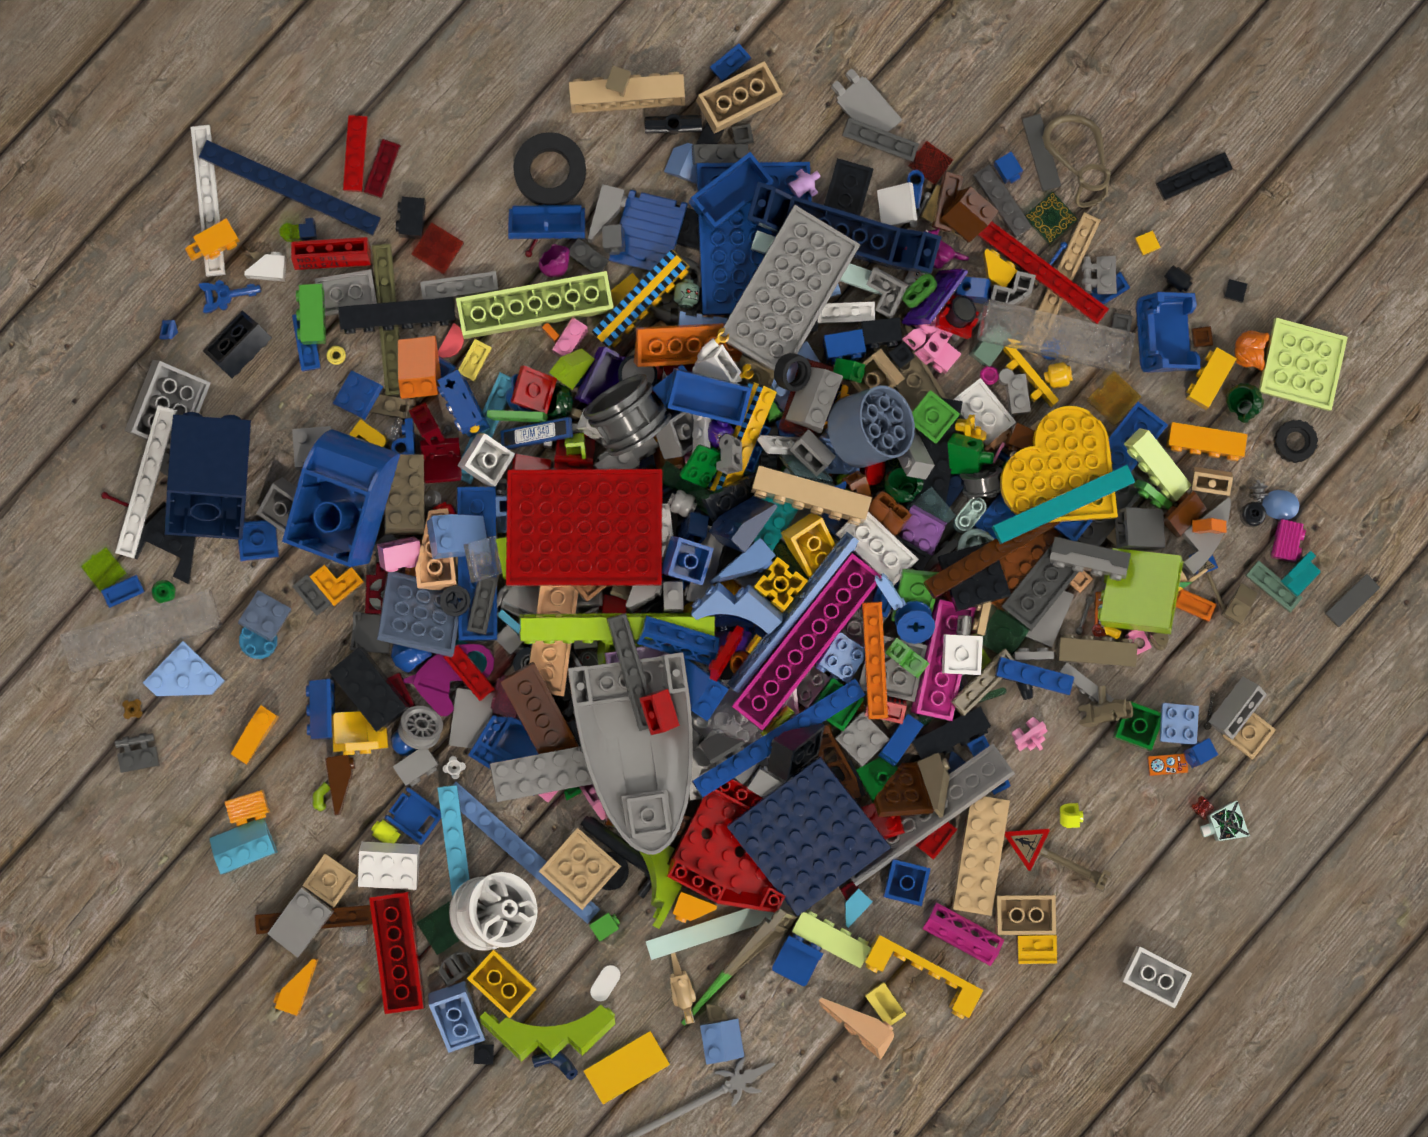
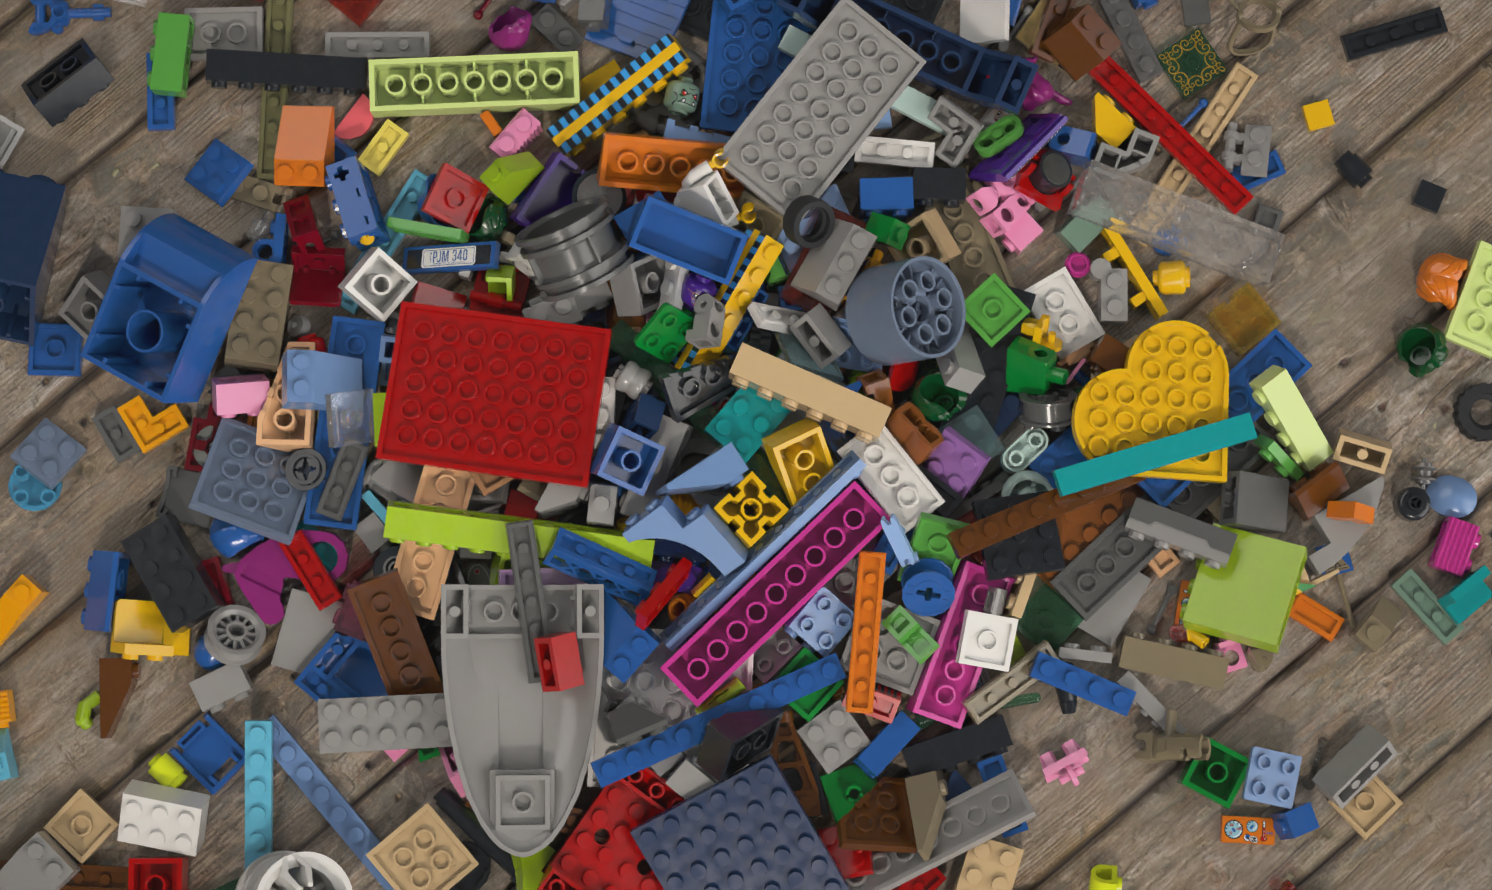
camera: 15 degrees right, 0 degrees up
(334, 349) = (193, 109): light yellow plate -> none
(368, 434) = (226, 227): yellow leg -> none
(454, 762) = (266, 695): white plate -> none
(742, 523) = (710, 419): dark blue slope -> none
(901, 355) = (961, 221): black plate -> none
(1165, 332) = (1326, 239): blue windscreen -> none
(1202, 337) = (1374, 253): reddish brown tile -> none
(1206, 440) = (1362, 395): light orange brick -> none
(1210, 378) = (1378, 310): yellow brick -> none

